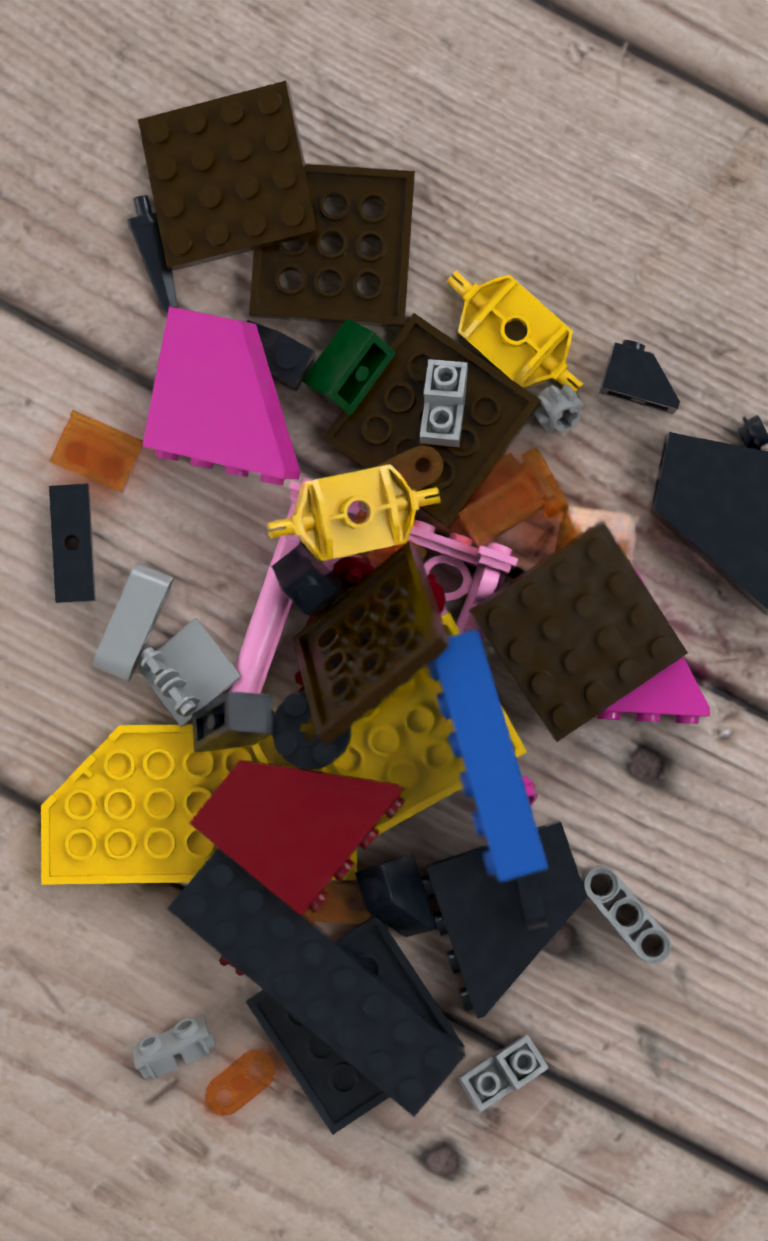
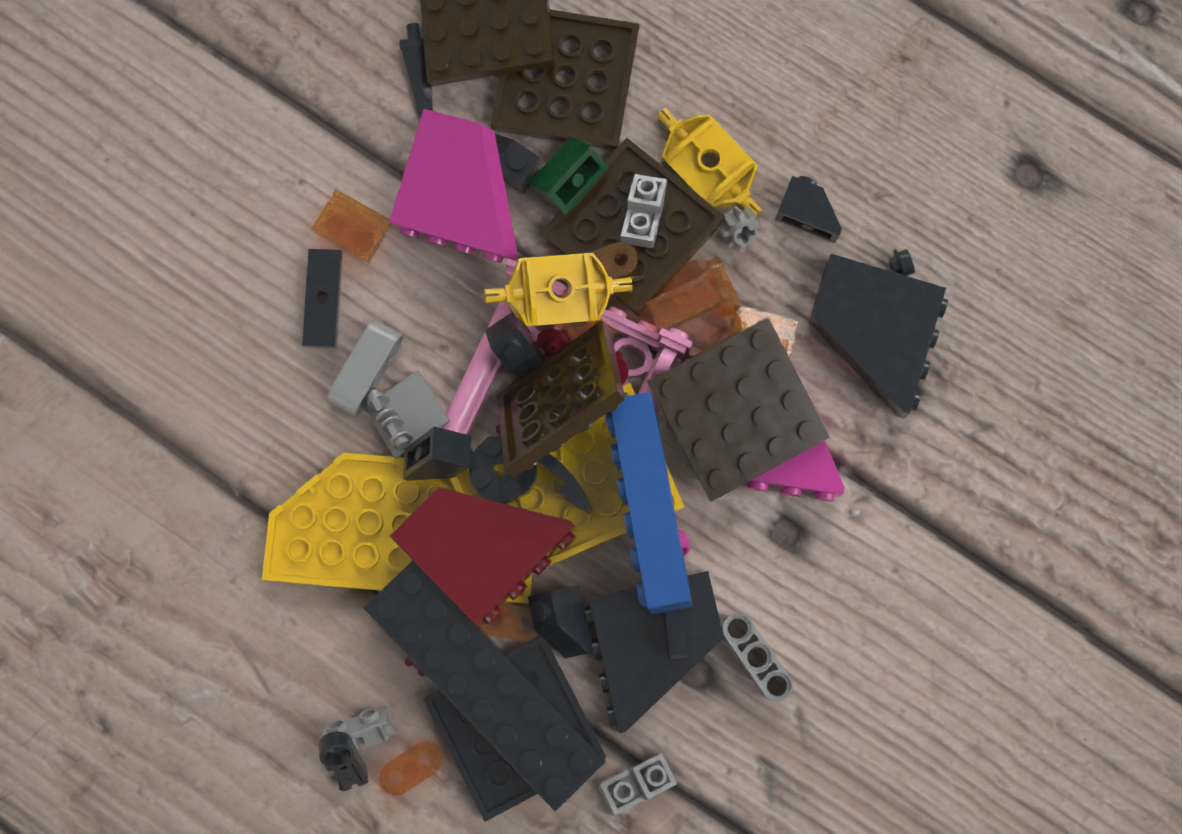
camera: 15 degrees right, 5 degrees down
(165, 1085) = (345, 762): none -> black piece
(395, 746) = (571, 489): none -> black slope

